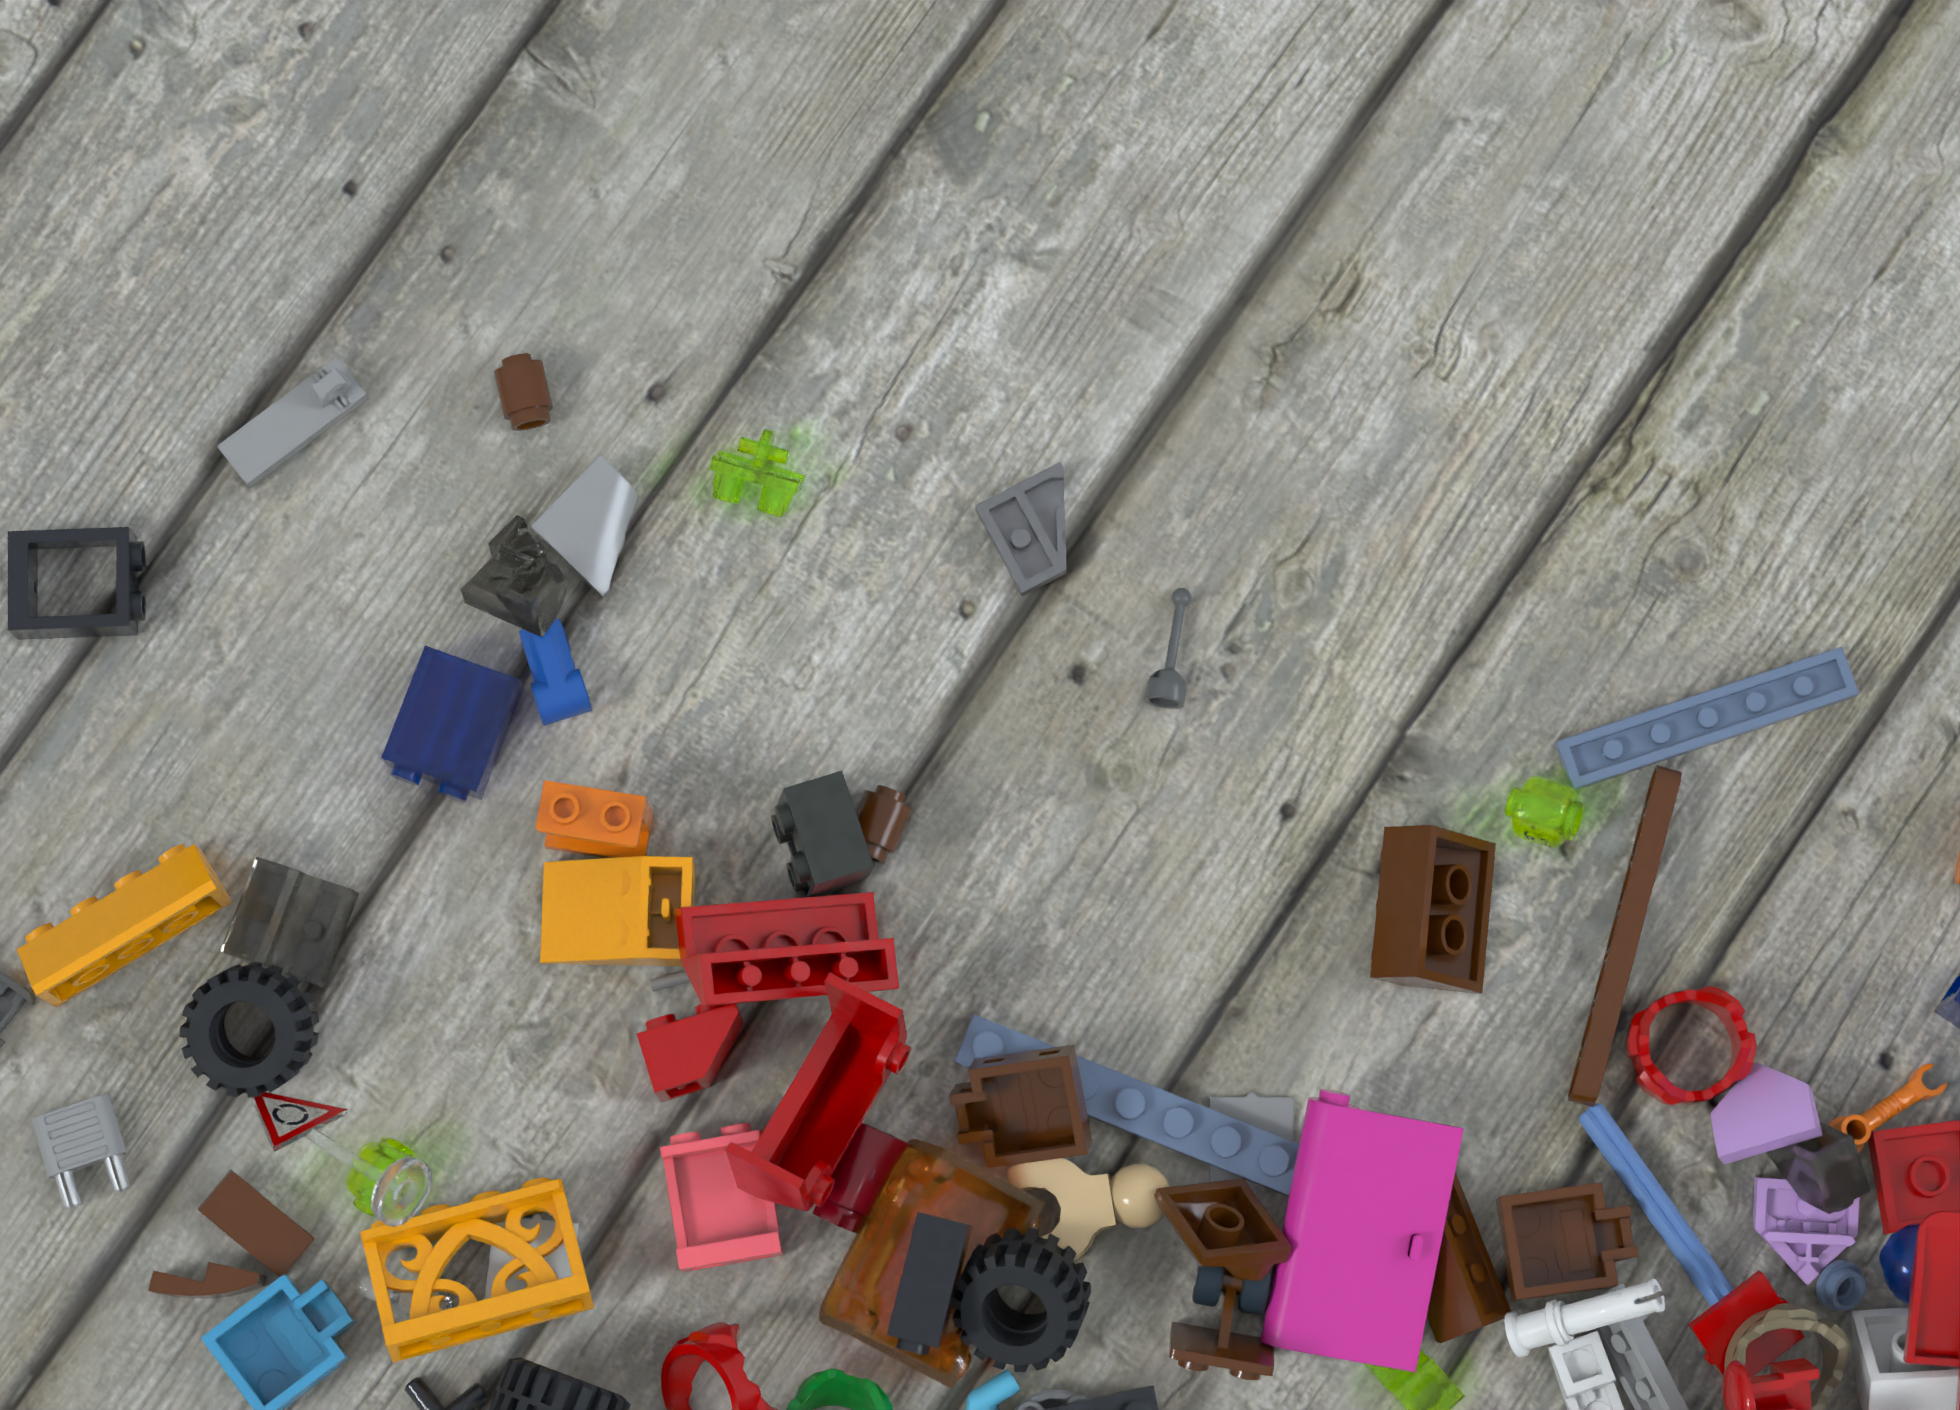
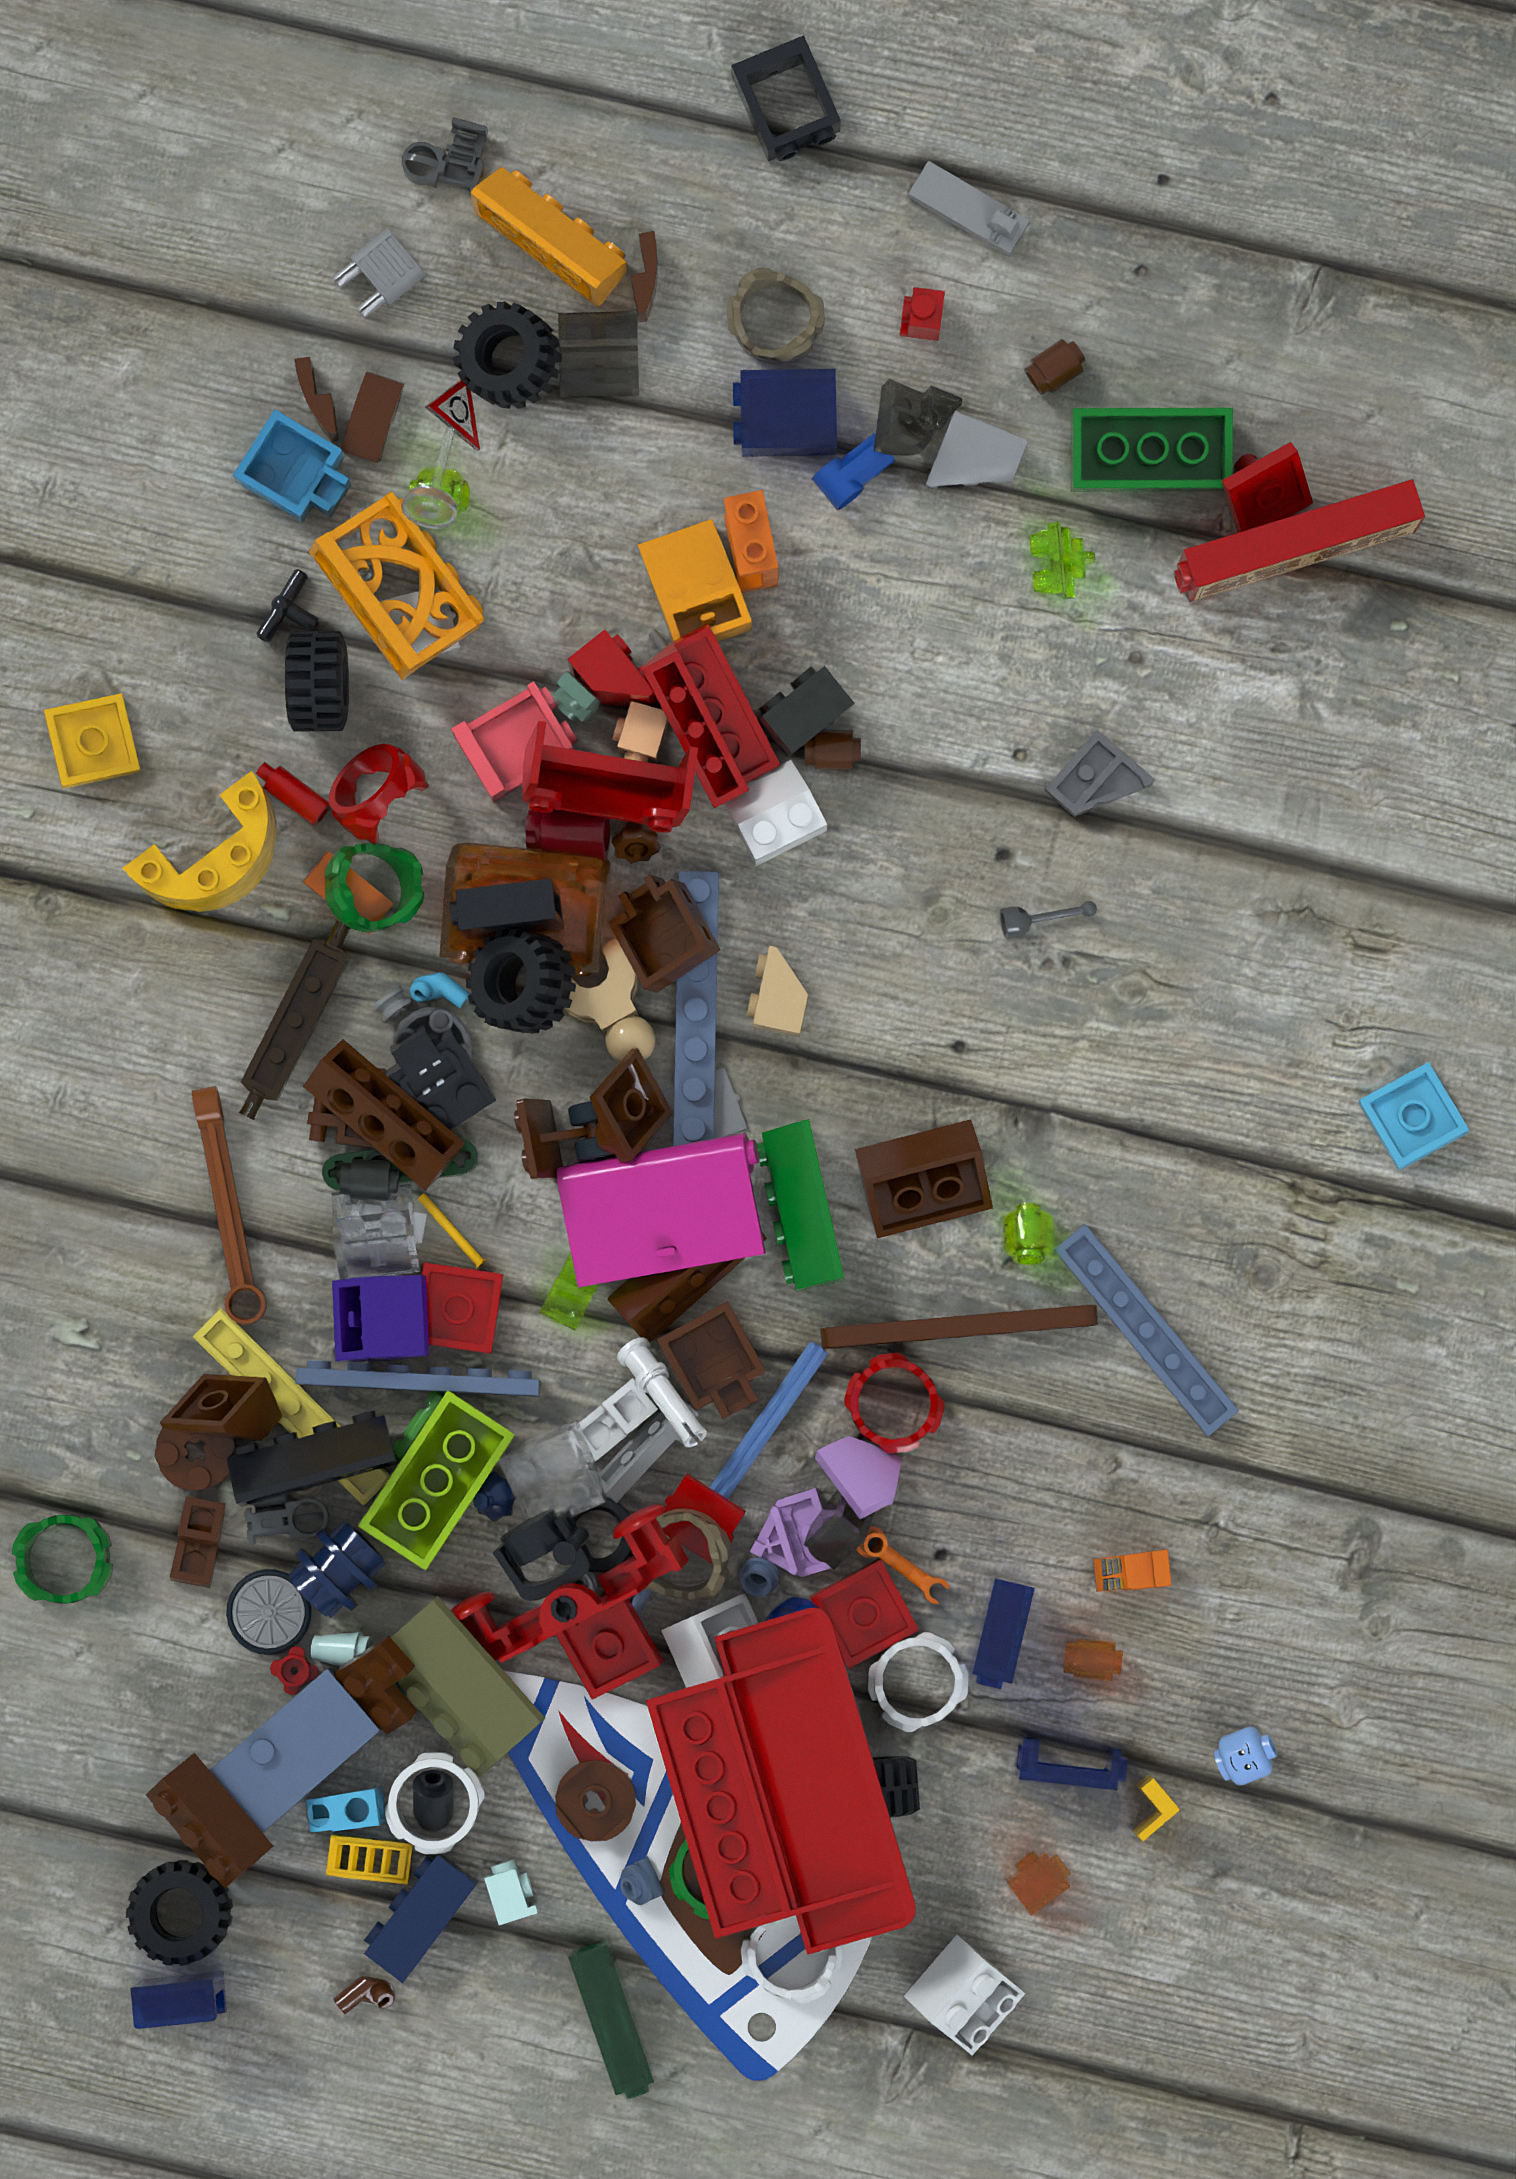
camera: 70 degrees right, 5 degrees up
(229, 834) = (645, 283): none -> reddish brown slope
(333, 643) = (799, 346): none -> dark tan piece
(399, 521) = (922, 314): none -> red brick
(668, 318) = (1150, 449): none -> green brick
(702, 1104) = (575, 699): none -> sand green slope
(768, 204) = (1267, 488): none -> red tile
(772, 1042) = (641, 732): none -> light nougat brick
(845, 189) = (1299, 541): none -> red brick
(902, 1100) = (635, 843): none -> reddish brown piece
(930, 918) = (776, 813): none -> white slope
(1153, 996) = (781, 997): none -> tan slope
(1419, 1065) = (801, 1205): none -> green slope
(1565, 318) = (1413, 1116): none -> medium azure plate

